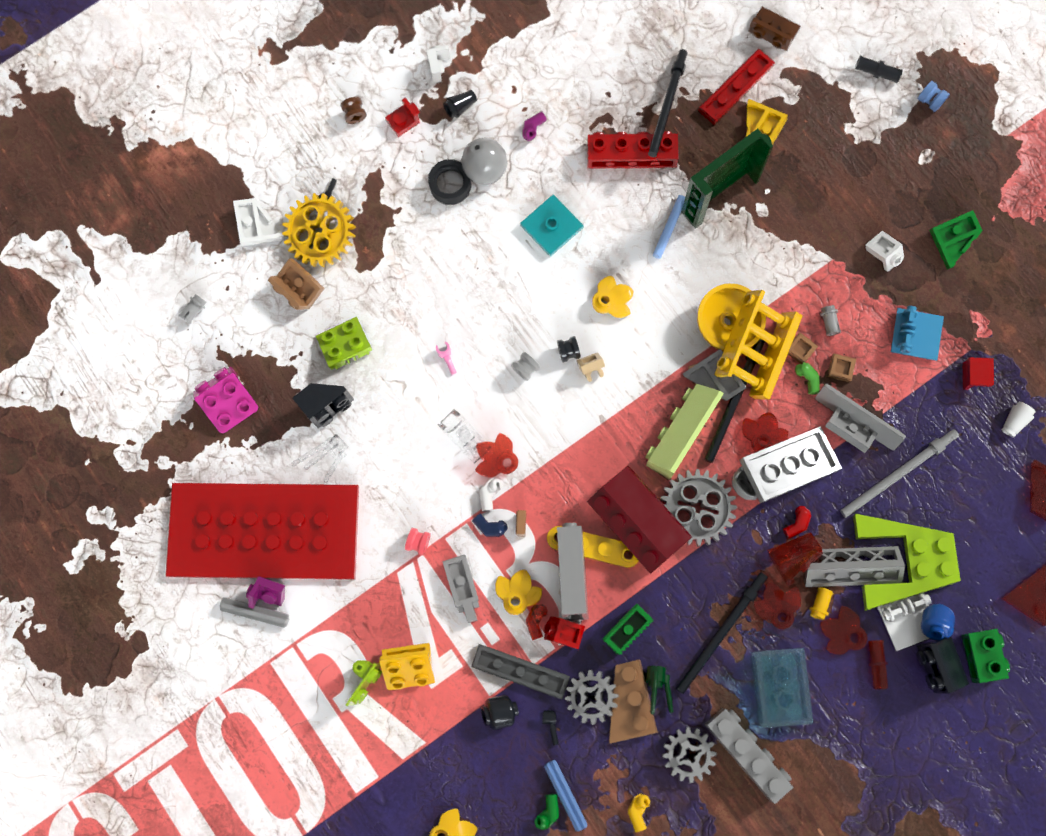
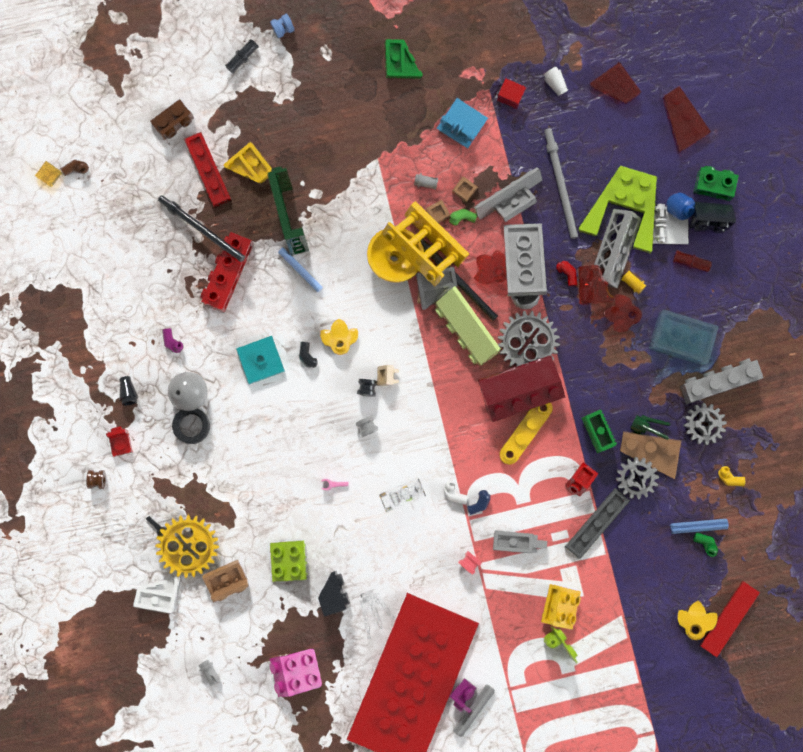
camera: 75 degrees left, 5 degrees up
(435, 57) = (85, 398): white bracket -> none
(494, 455) = (428, 478): clear red plate -> none
(499, 712) = (622, 551): black head -> none
(517, 588) = (535, 500): yellow plate -> none
(521, 523) = (487, 478): medium nougat tile -> none
(533, 620) = (562, 498): clear red arm -> none
(549, 717) = (639, 516): black hand -> none
(572, 572) = (541, 454): light grey slope -> none
(575, 269) = (305, 357): none -> black arm
(749, 595) = (606, 330): black bar -> none
(840, 631) = (658, 277): clear red plate -> none
(886, 250) = (388, 116): white bracket -> none

